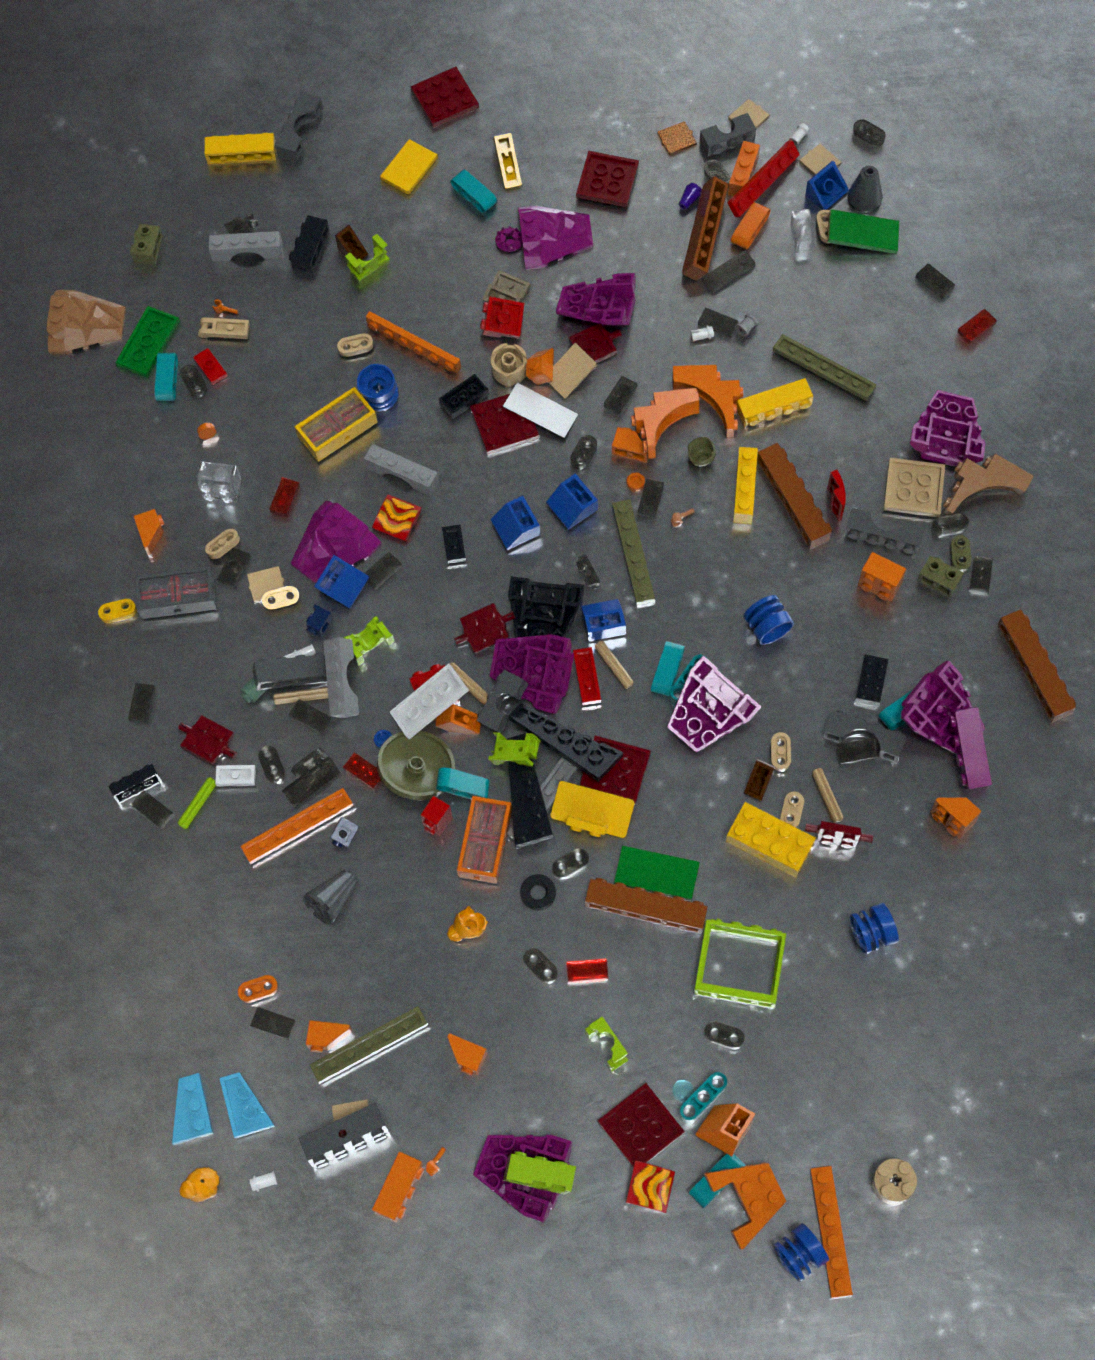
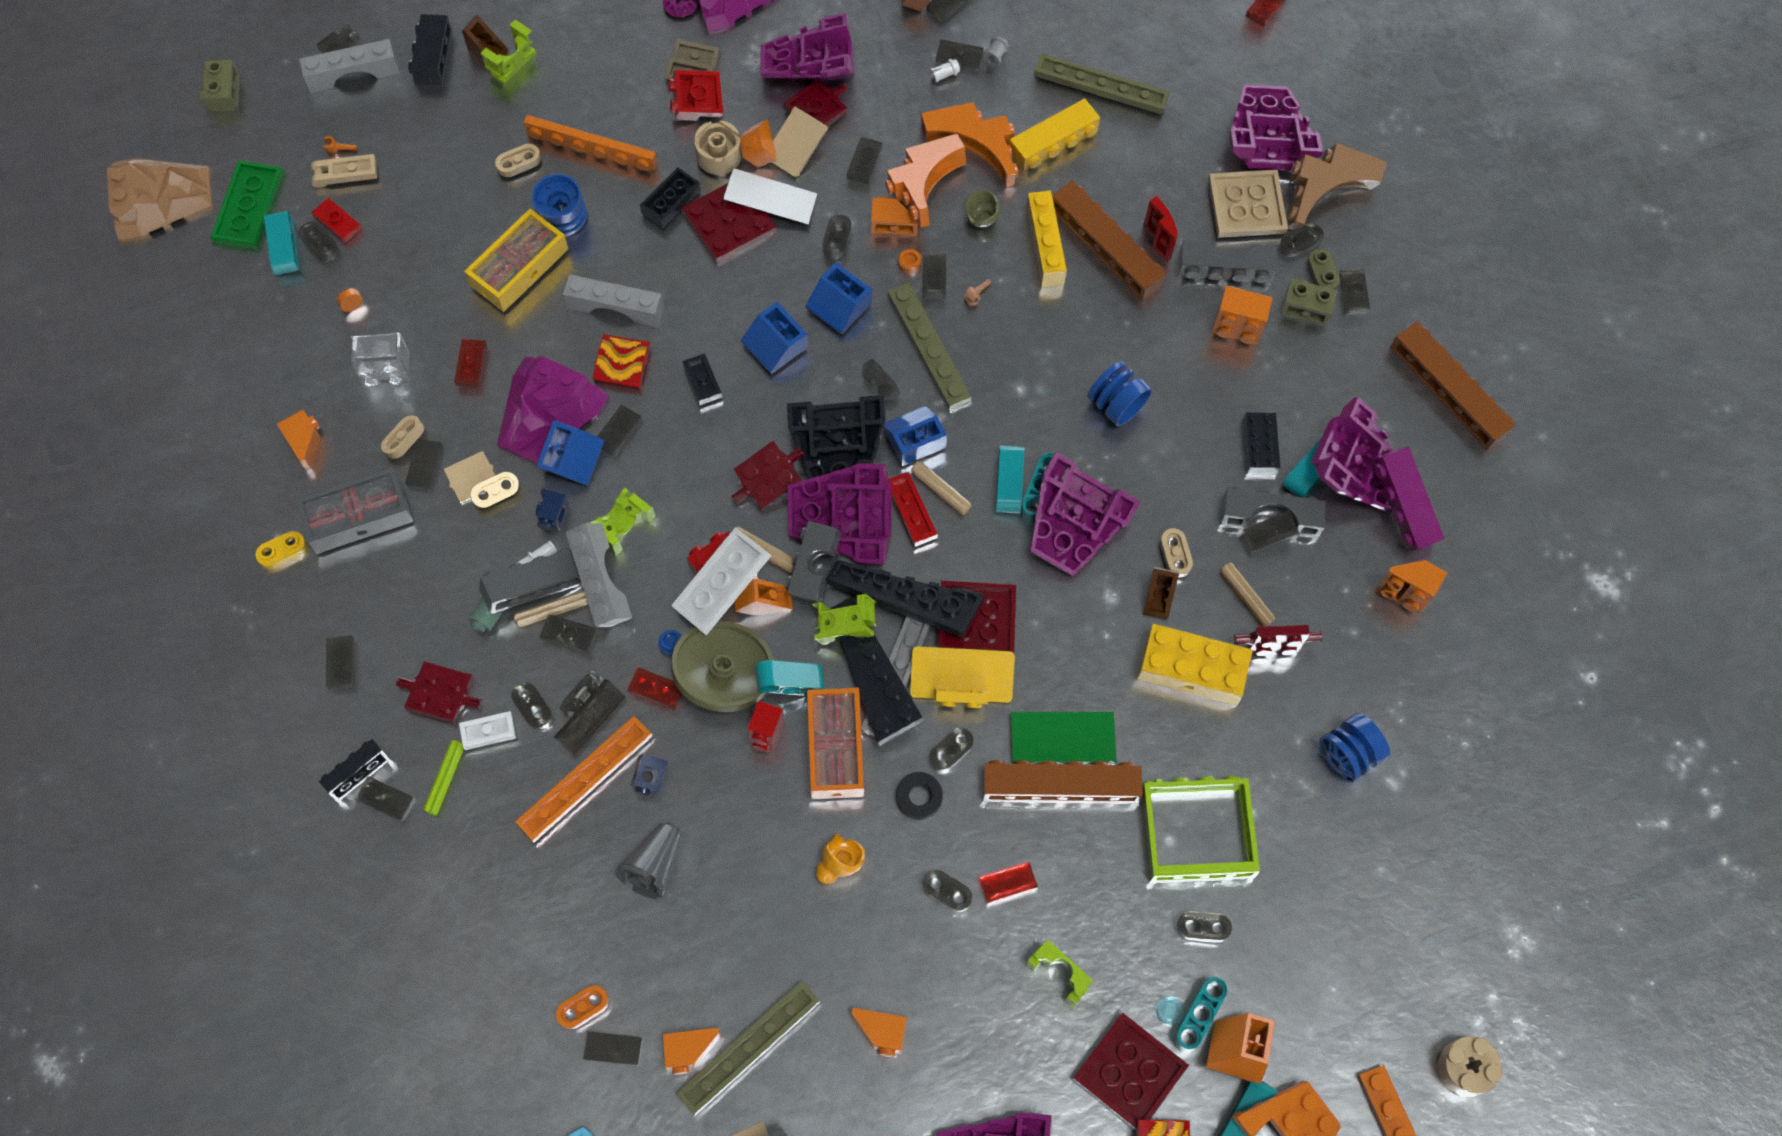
camera: 20 degrees left, 0 degrees up
(792, 809) = (1209, 621): tan plate -> none

